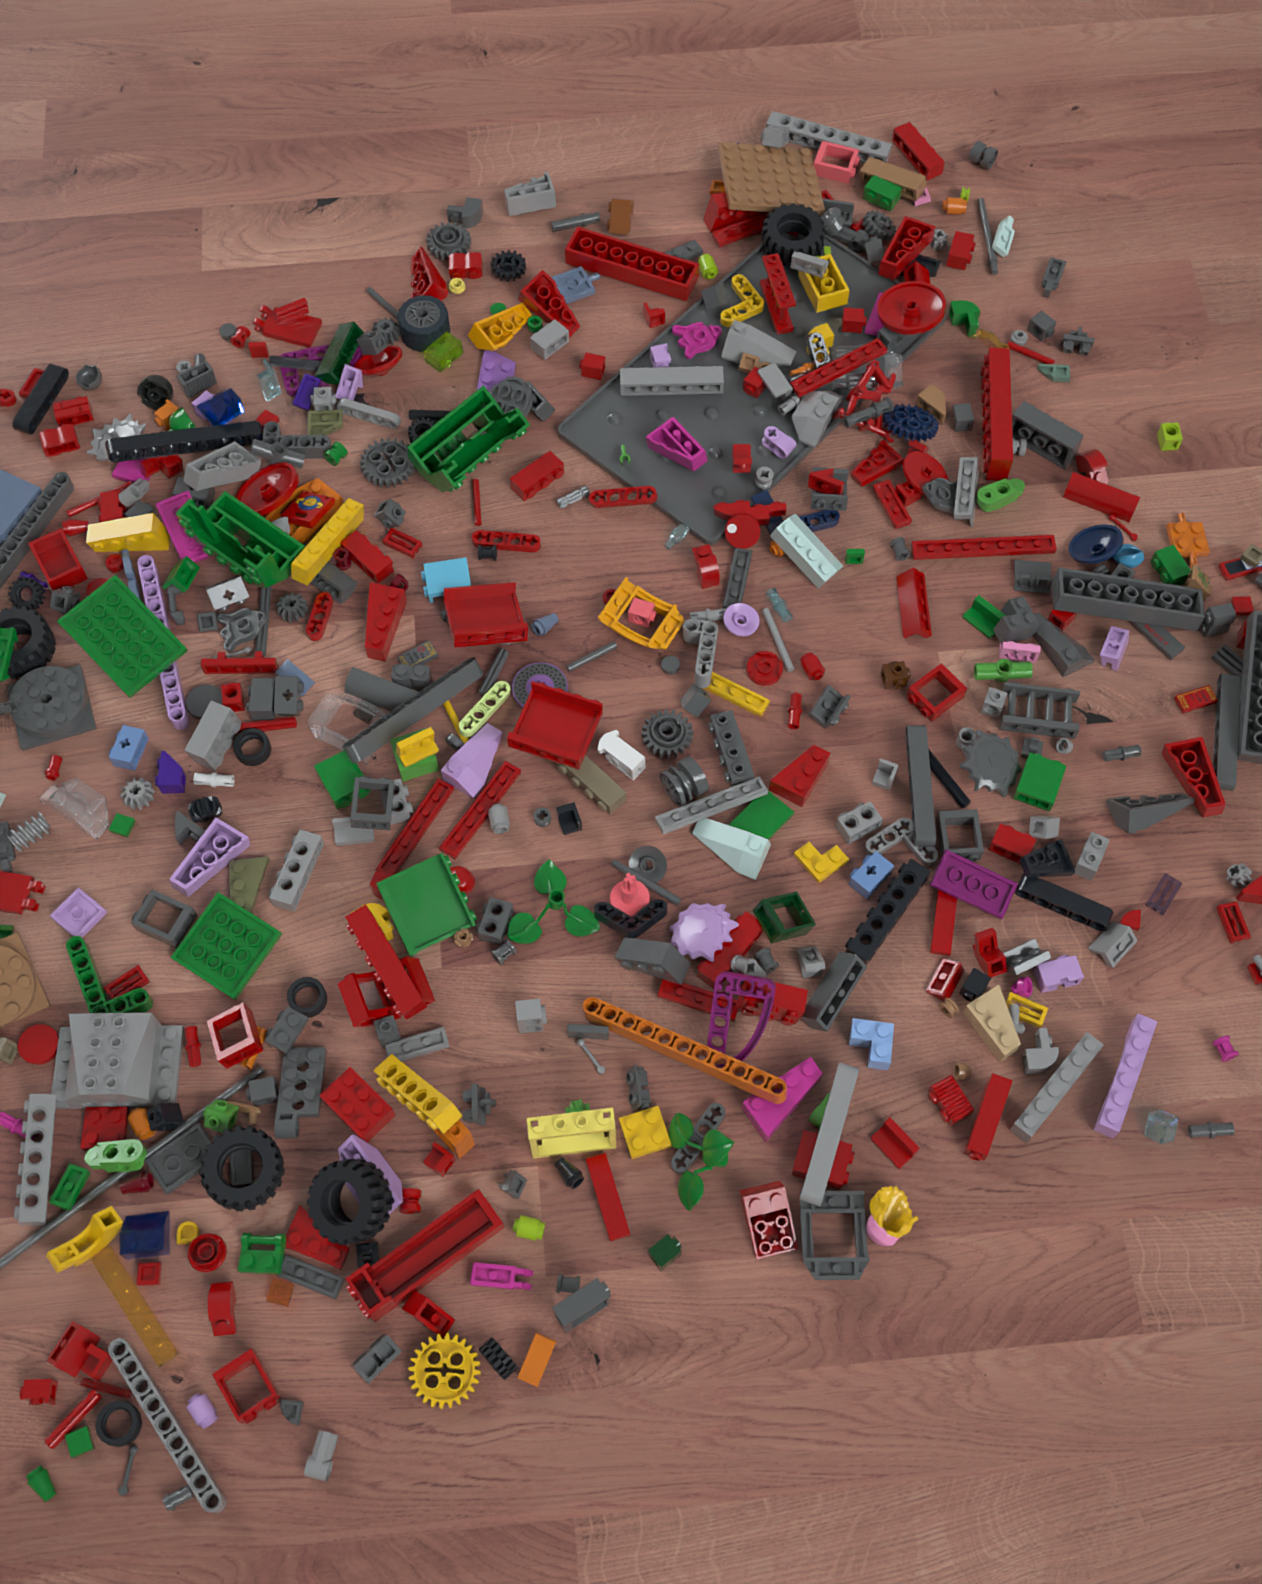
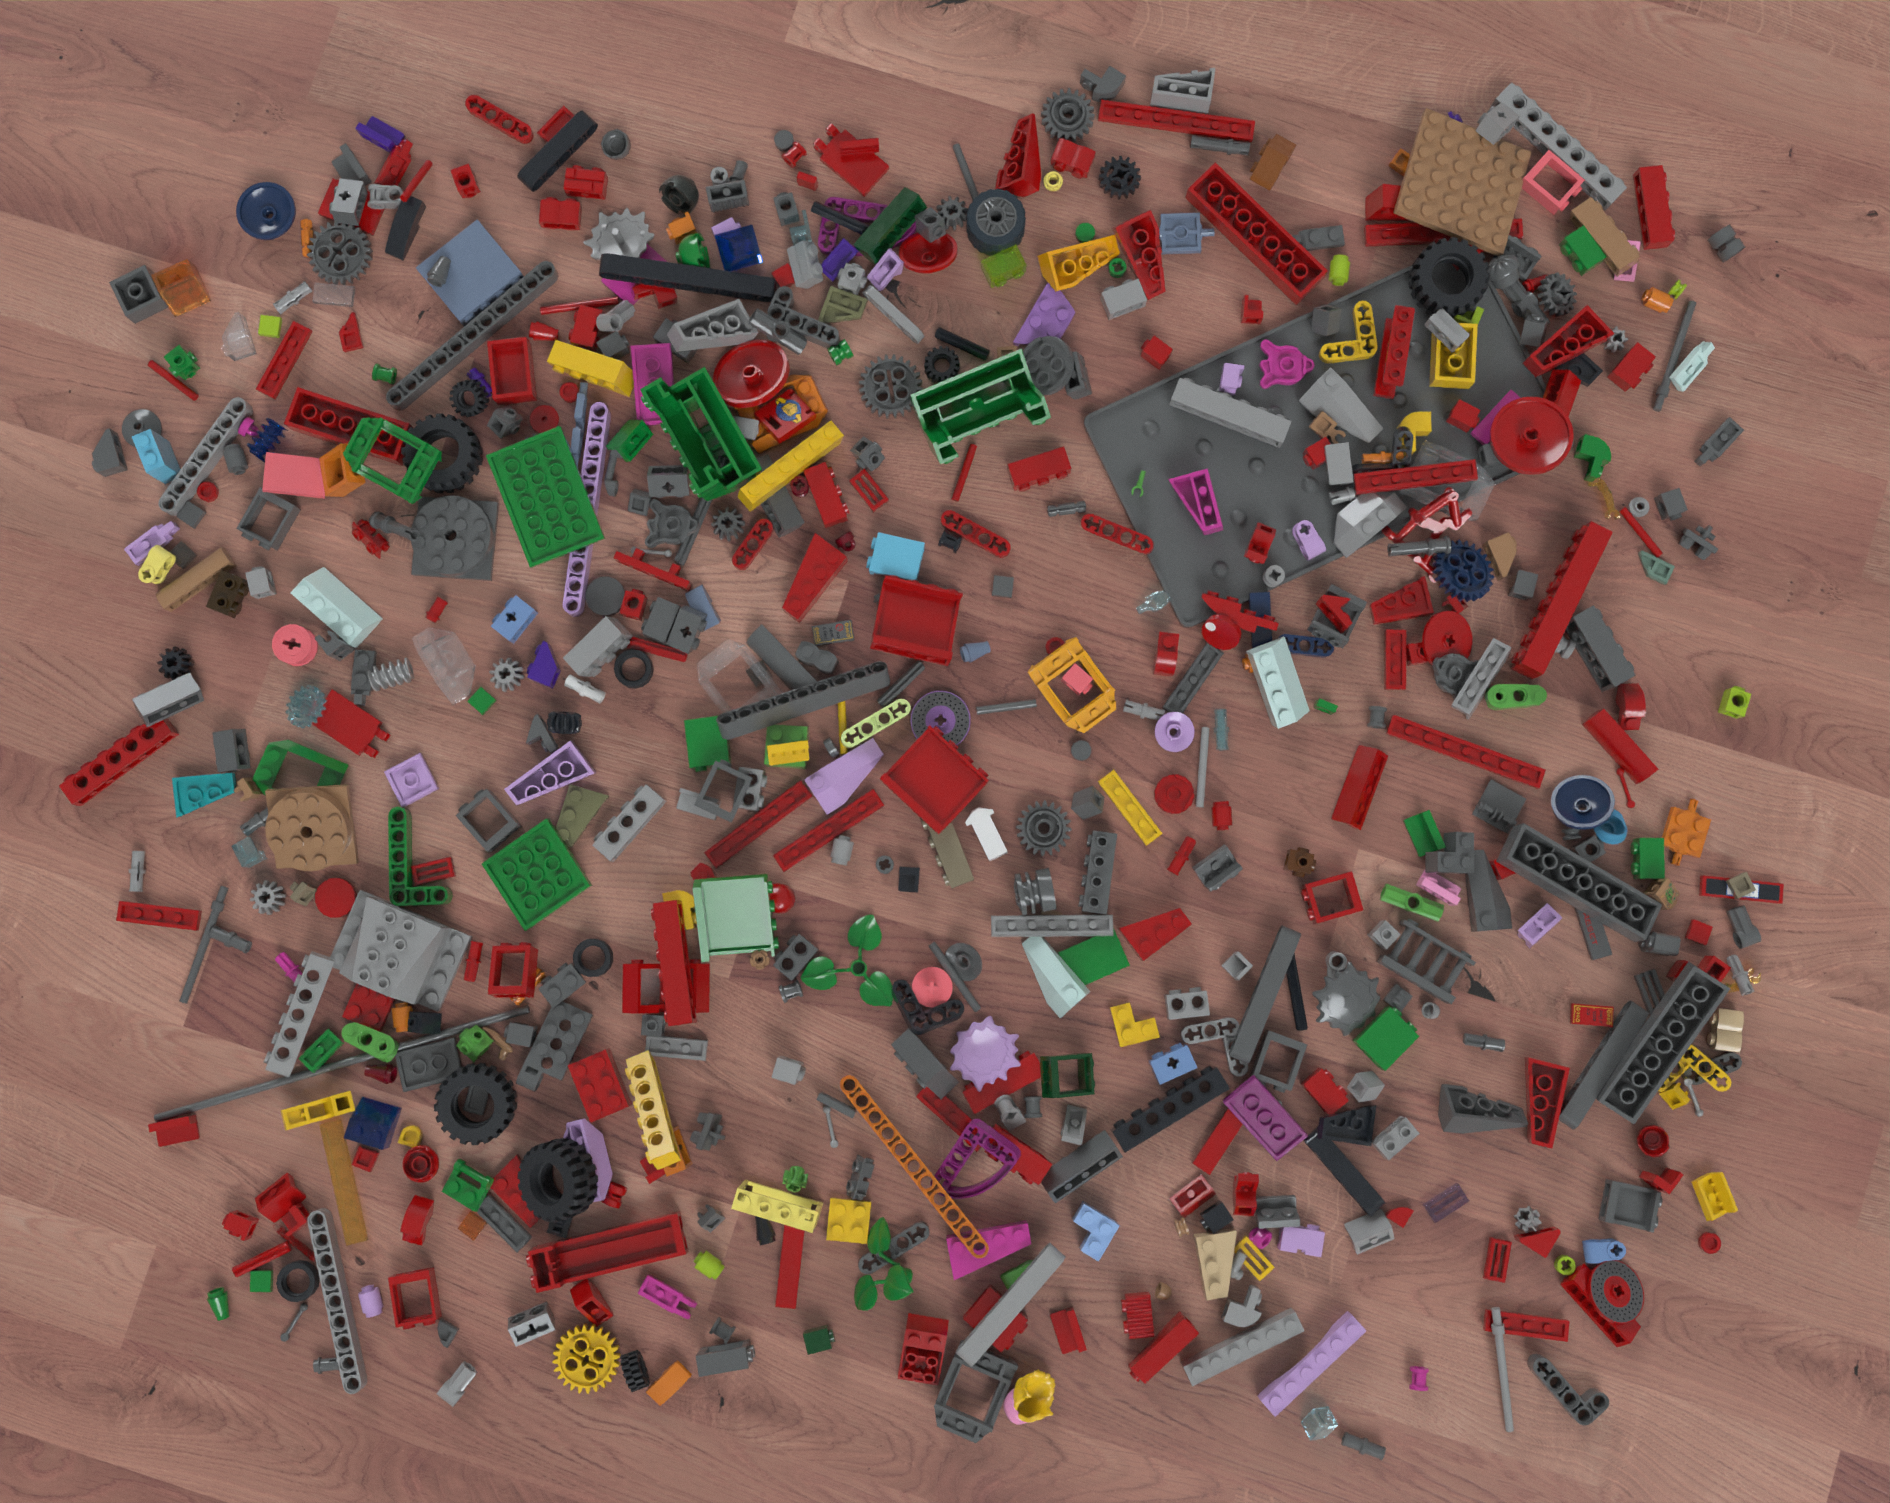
camera: 25 degrees right, 20 degrees up
(248, 372) = (786, 216): none -> dark grey brick
(280, 403) = (805, 264): none -> light grey brick
(532, 217) = (1176, 121): none -> red plate
(546, 570) = (1002, 586): none -> dark grey tile
(705, 635) = (1118, 756): light grey beam -> none

